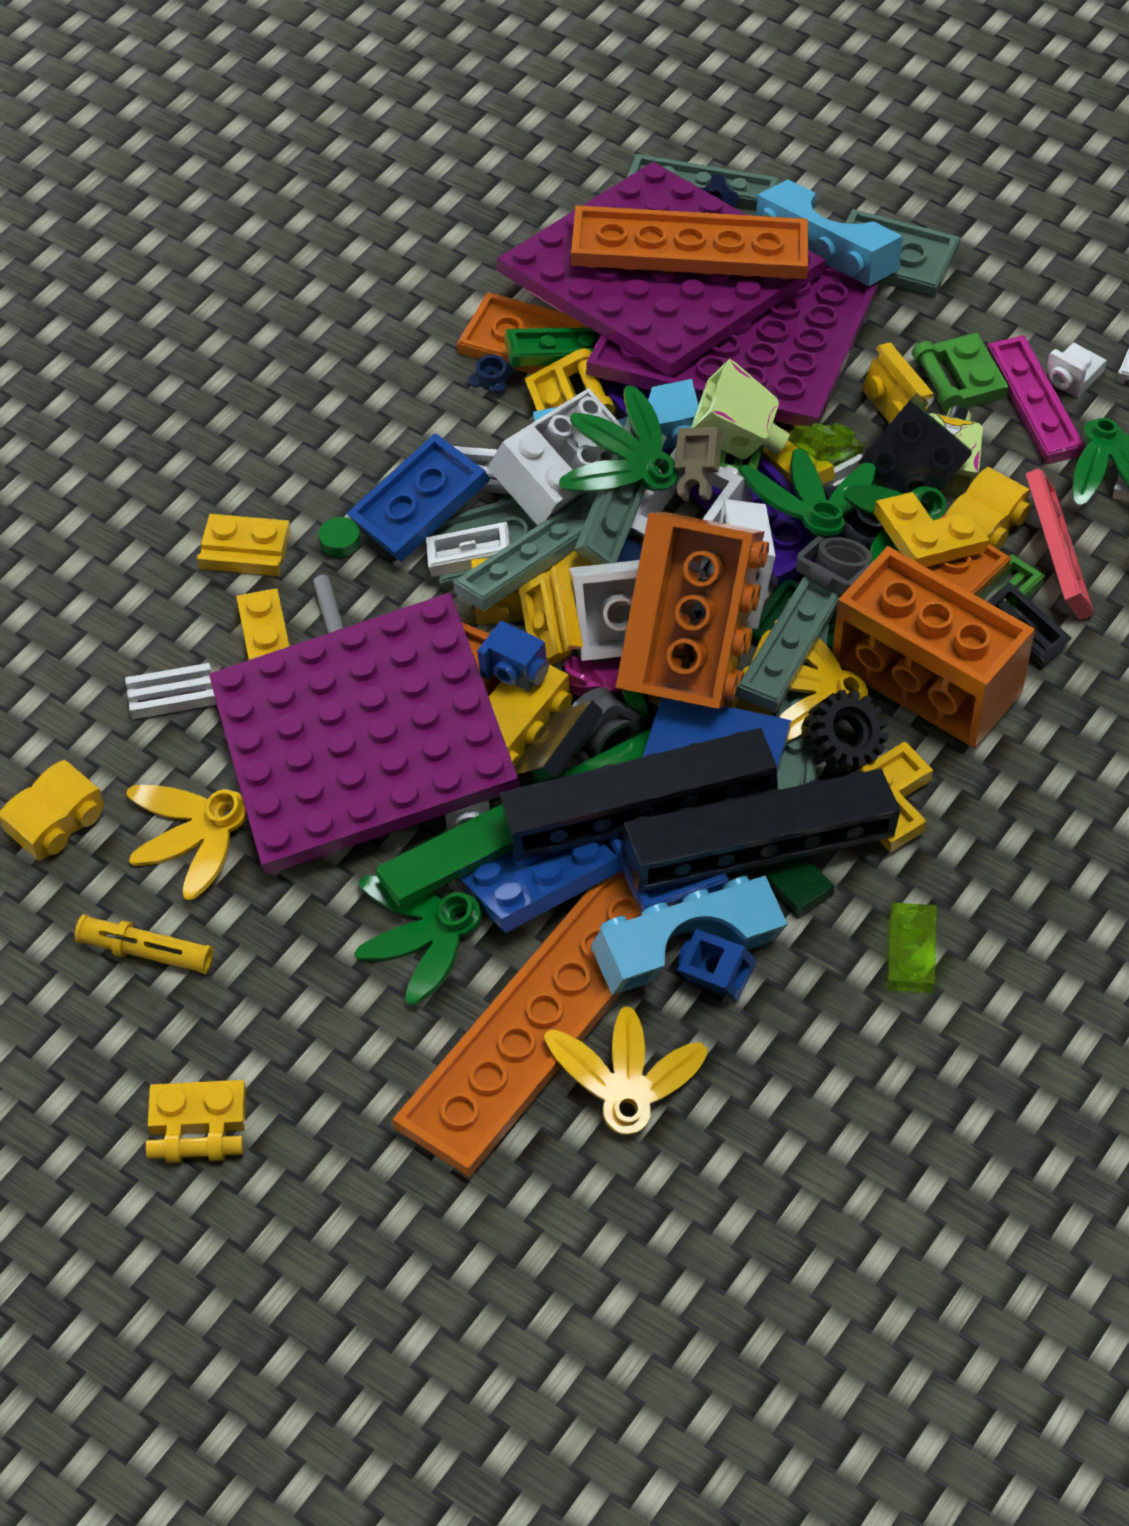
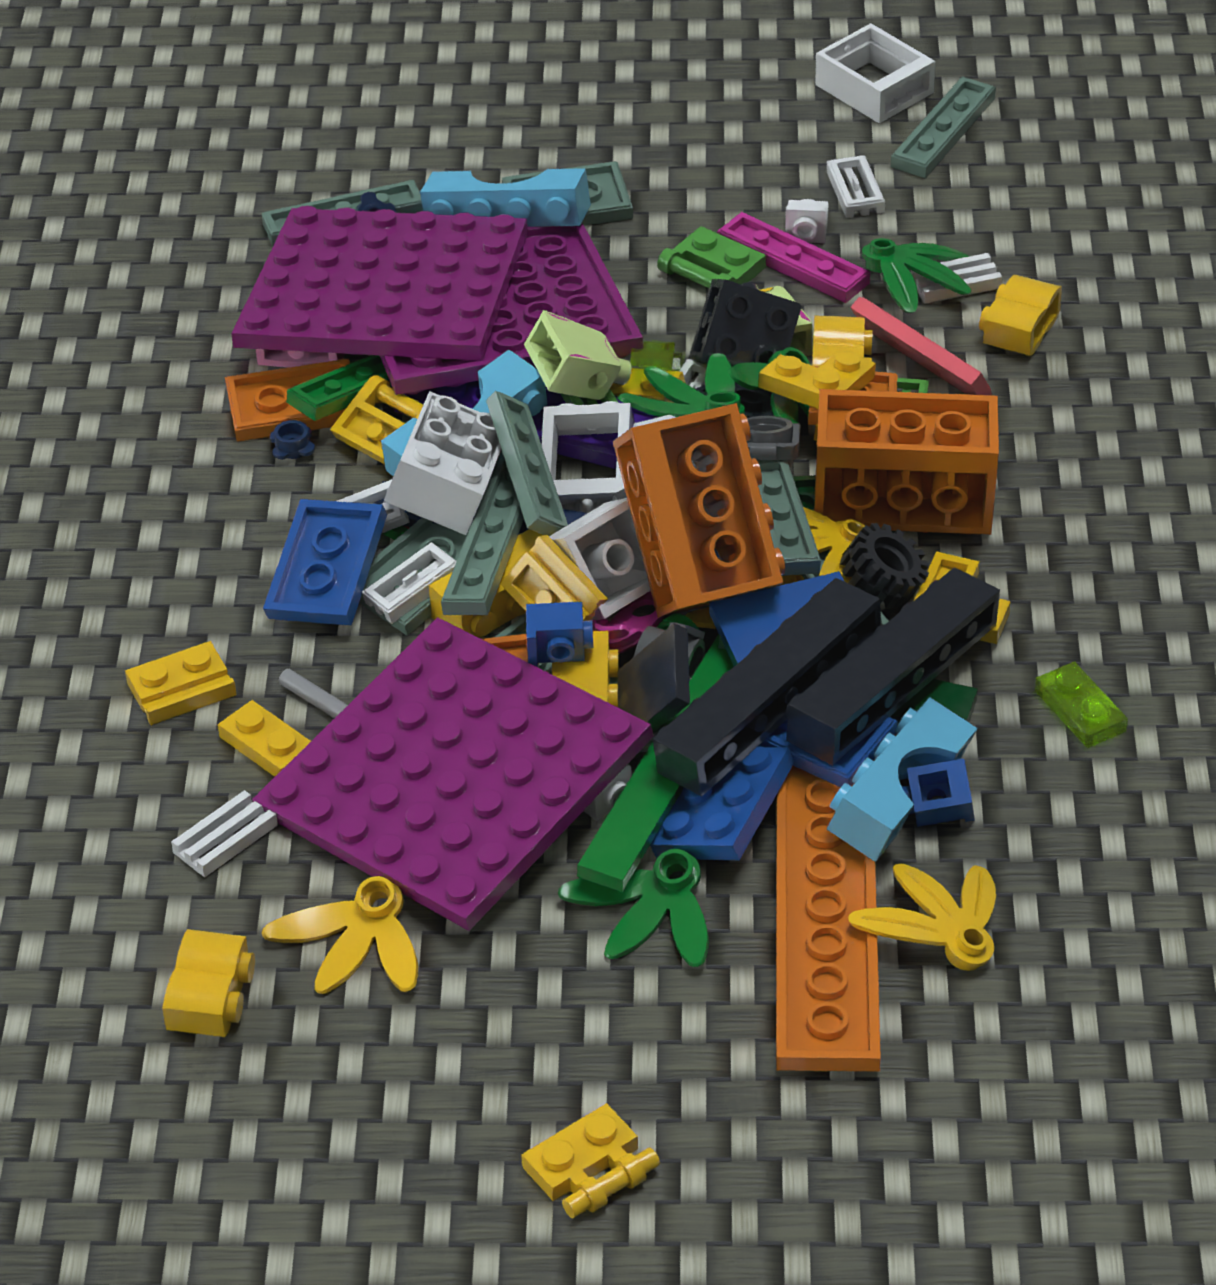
camera: 35 degrees left, 10 degrees down
(94, 932) = (401, 1047): yellow pin -> none
(339, 537) = (269, 634): green tile -> none
(638, 454) = (532, 426): green plant -> none
(690, 242) = (405, 246): orange plate -> none
(696, 455) = (579, 400): dark tan plate -> none
(892, 382) = (674, 291): yellow plate -> none

